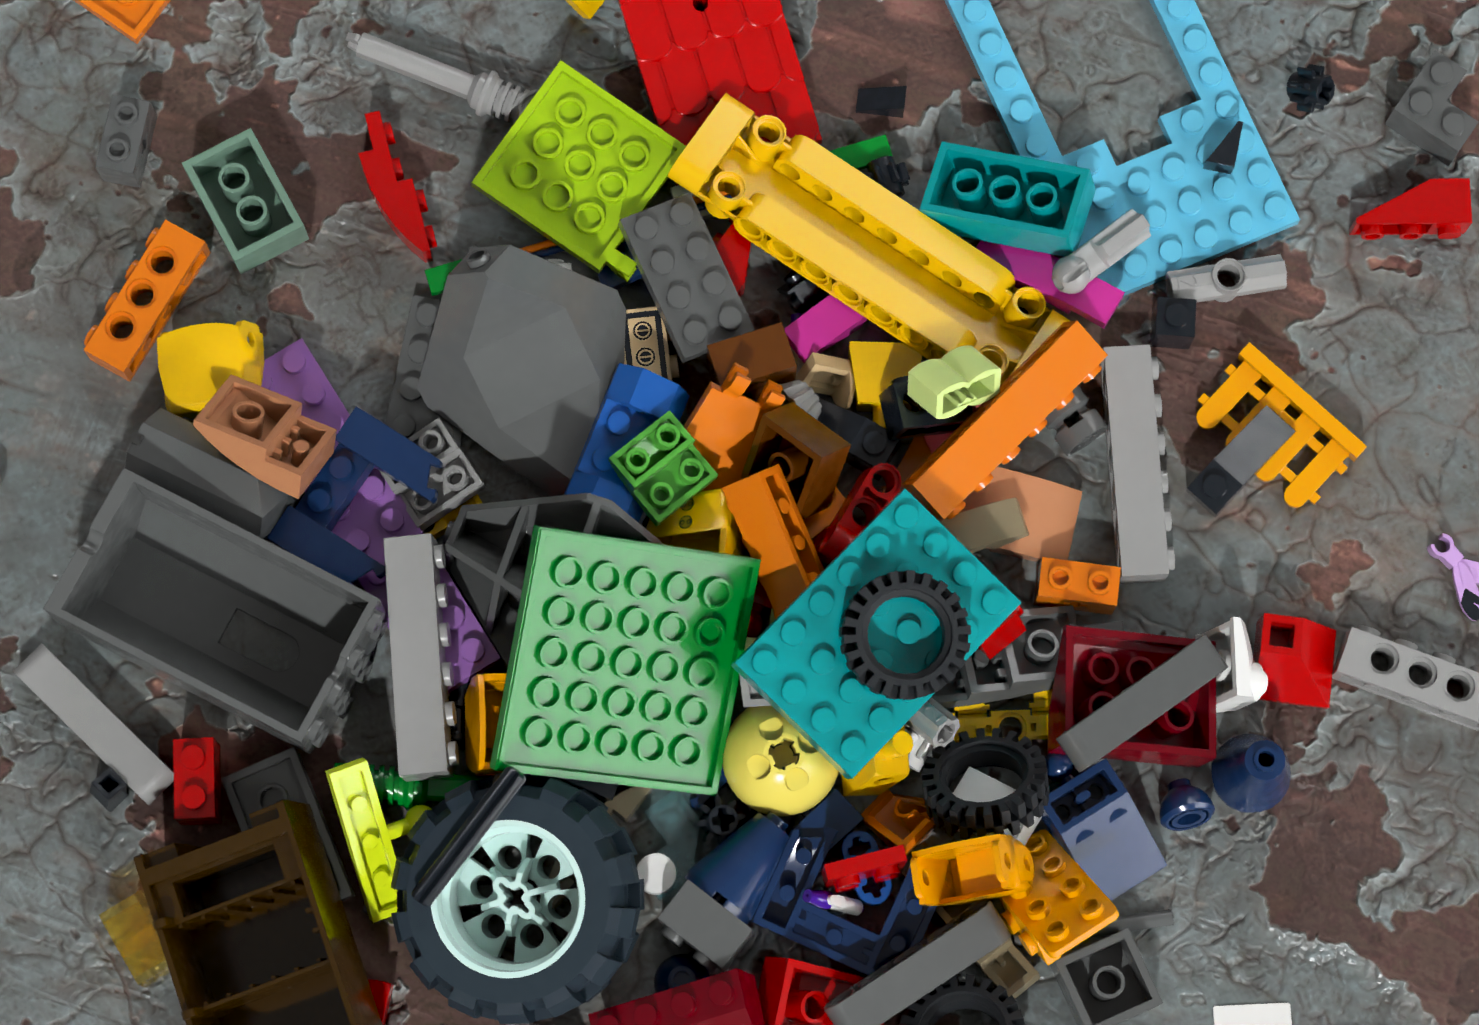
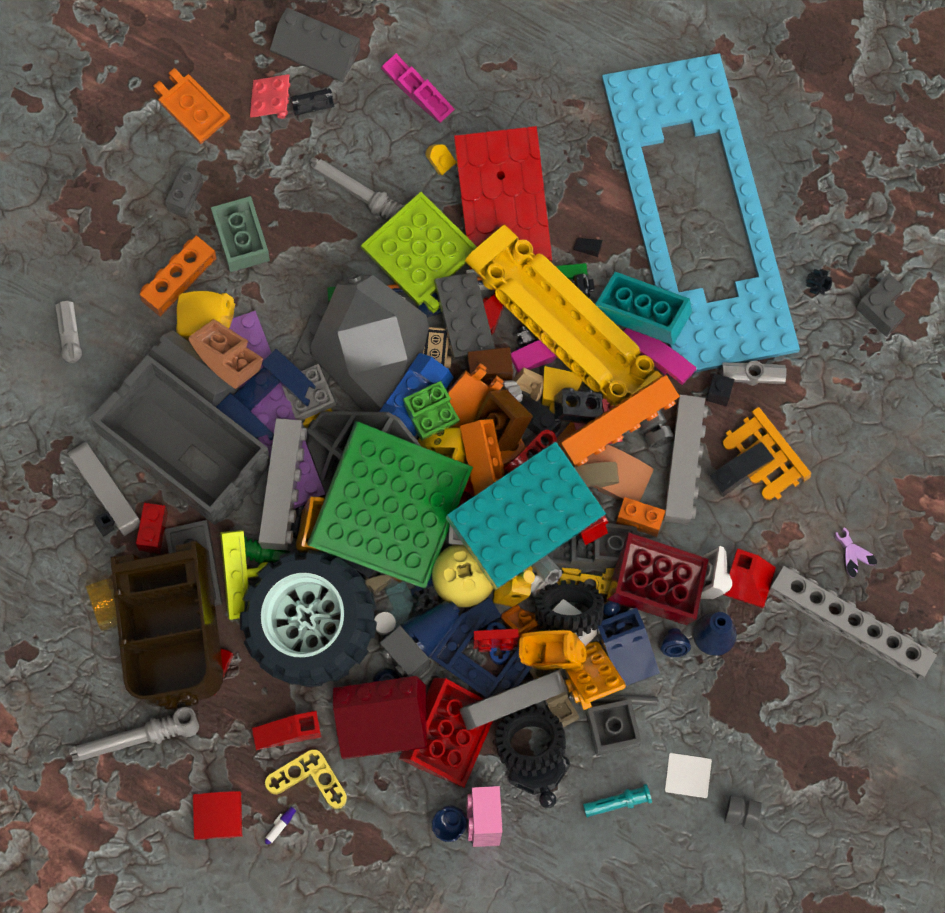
camera: 10 degrees right, 5 degrees down
(396, 199) = (319, 244): red slope -> none
(468, 836) = (288, 577): black axle -> none
(828, 900) = (477, 656): piece -> none
(951, 619) = (539, 490): black tyre -> none
(954, 382) = (594, 394): yellowish green brick -> none
(1100, 252) = (673, 350): light grey piece -> none
(1141, 703) = (661, 580): dark grey beam -> none
(1225, 155) = (763, 309): black piece -> none
(1430, 208) = (868, 356): red slope -> none

